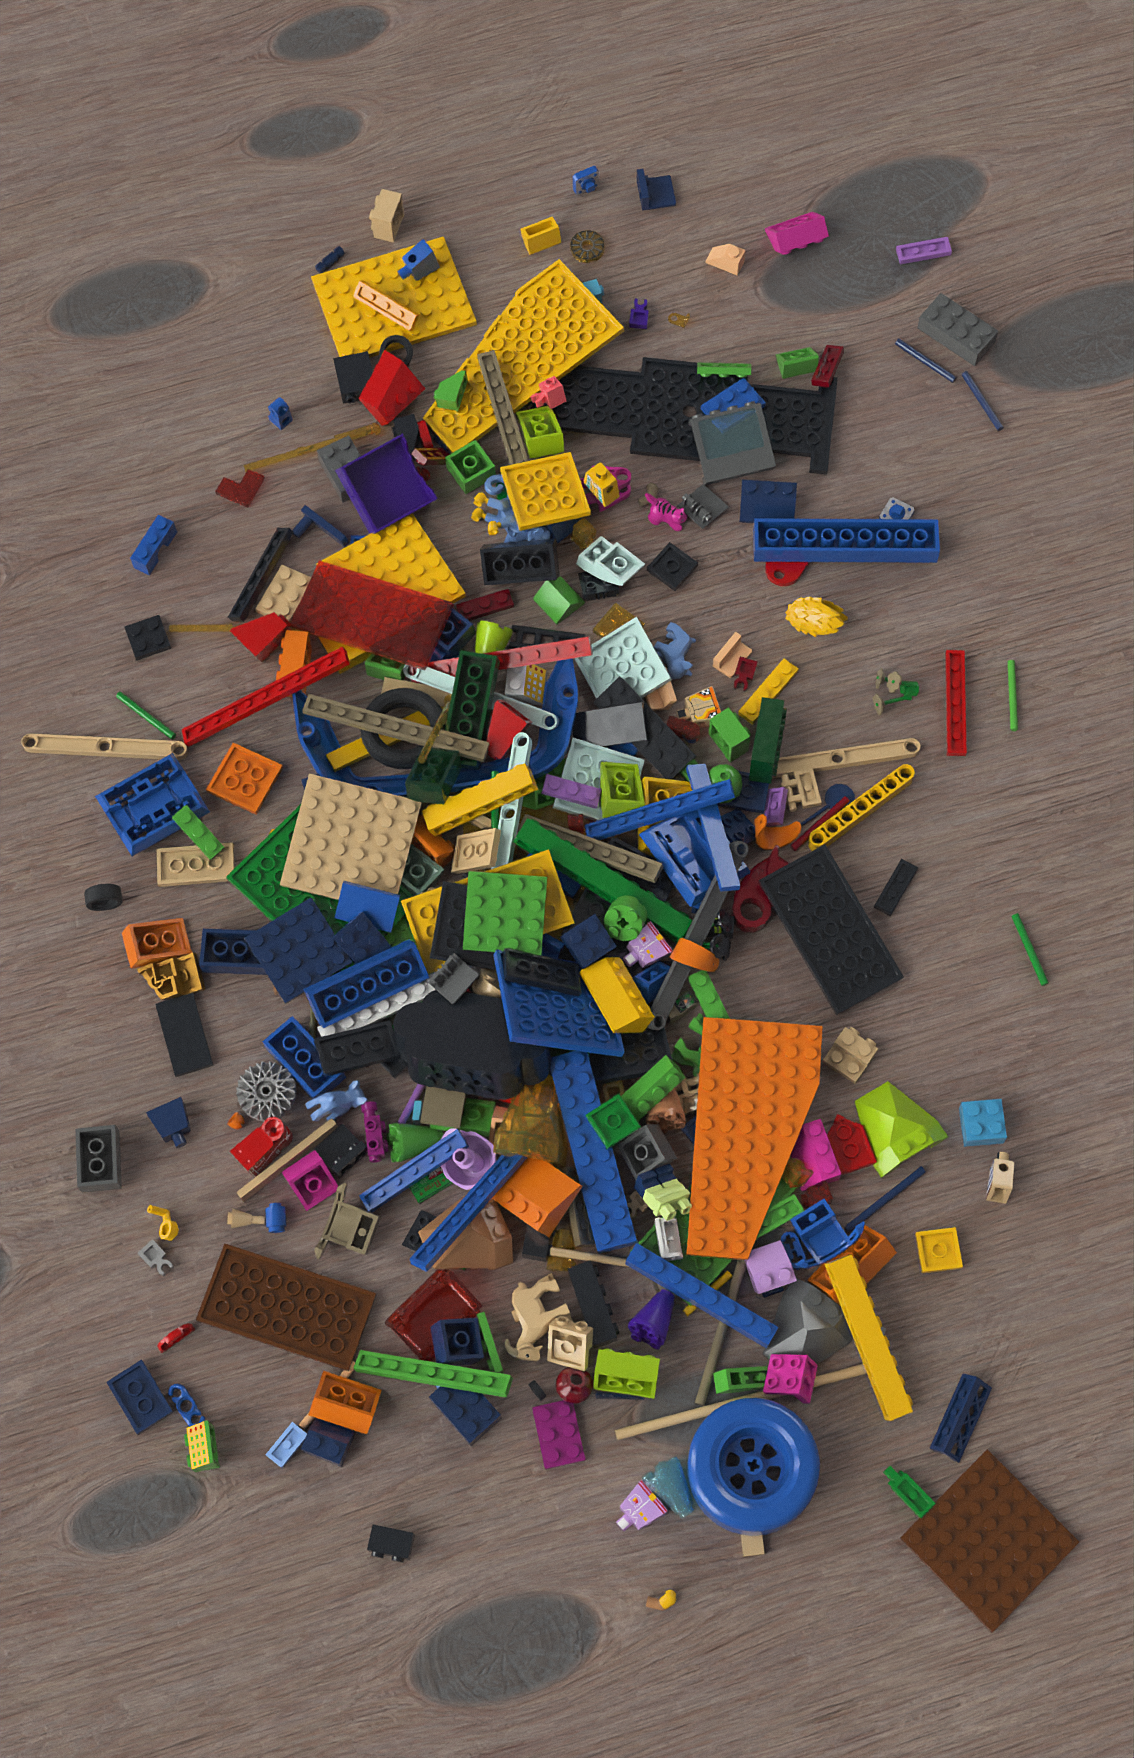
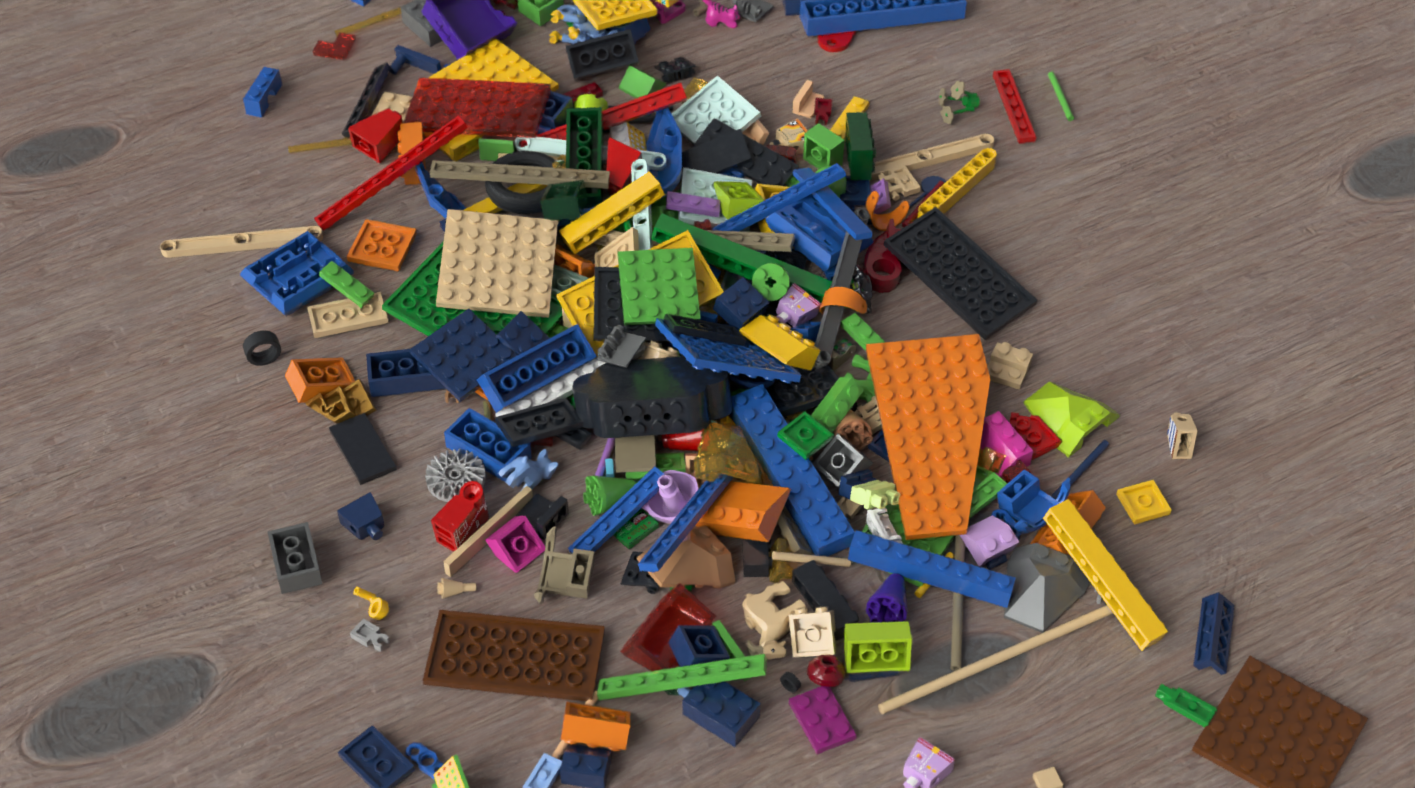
camera: 15 degrees left, 20 degrees down
(144, 714) = (270, 211): green bar -> none
(147, 637) = (268, 159): black plate -> none
(175, 1336) = (402, 701): red tile -> none
(236, 1121) = (430, 509): orange hinge -> none
(276, 1218) = (487, 581): blue brick -> none
(375, 1135) = (571, 490): magenta brick -> none
(376, 904) = (533, 304): blue tile -> none
(583, 533) = (652, 36): clear yellow brick -> none
(609, 562) = (680, 49): light aqua slope -> none
(671, 1486) = (951, 738): clear light blue cone -> none
(672, 566) = (736, 48): black plate -> none
(674, 652) = (759, 98): medium blue animal -> none
(740, 1379) = (994, 636): bright green slope -> none
(765, 1424) = (1027, 742): blue wheel -> none
(791, 1376) = (1039, 620): dark pink bracket -> none
(815, 616) = (872, 61): yellow head -> none
(896, 887) = (1006, 240): black tile -> none
(982, 1122) = (1148, 395): dark azure brick -> none
(1029, 949) = (1124, 249): green bar -> none

